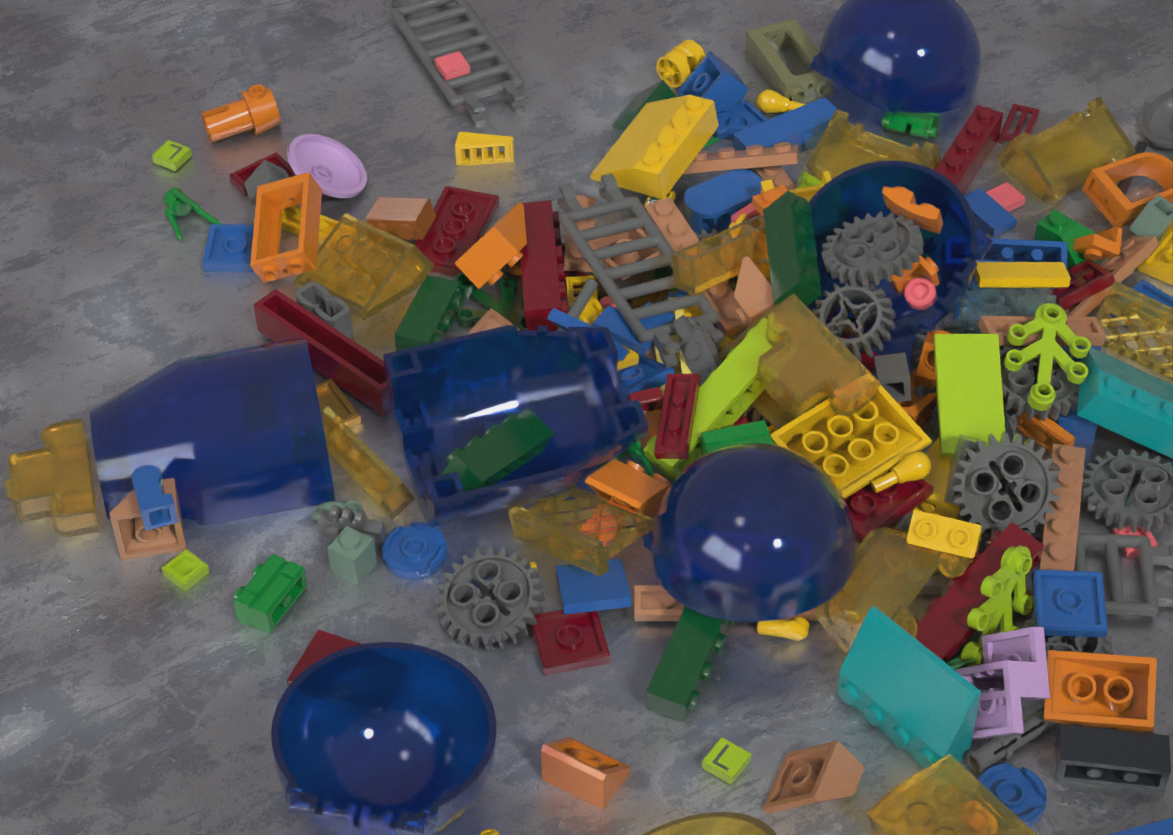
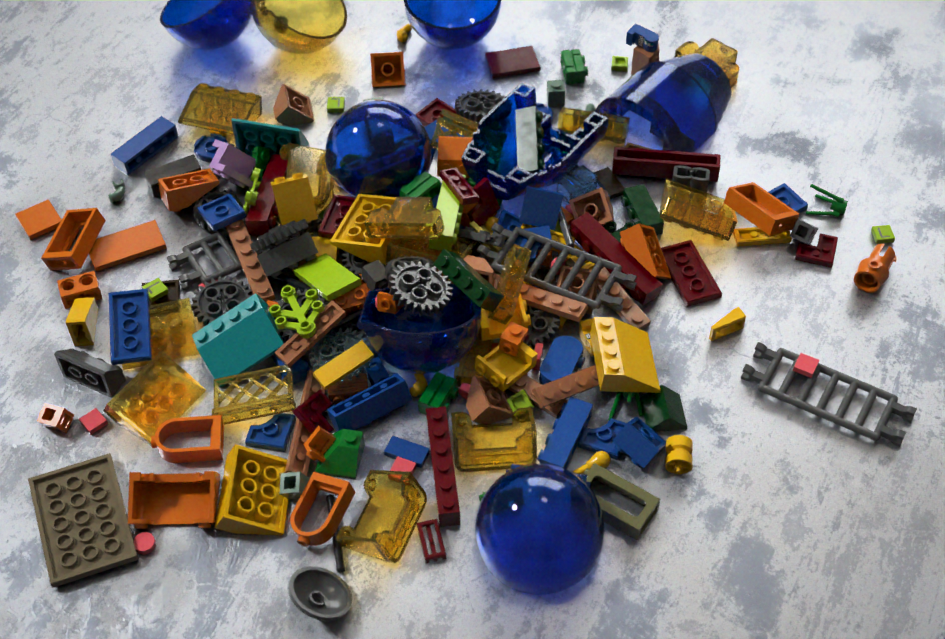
camera: 145 degrees right, 5 degrees up
(329, 163) = (780, 249): lavender dish -> none
(335, 521) = (569, 99): dark grey hinge -> none
(402, 216) = (717, 252): dark orange brick -> none
(903, 202) = (410, 307): orange slope -> none
(911, 468) = (330, 225): yellow piece -> none

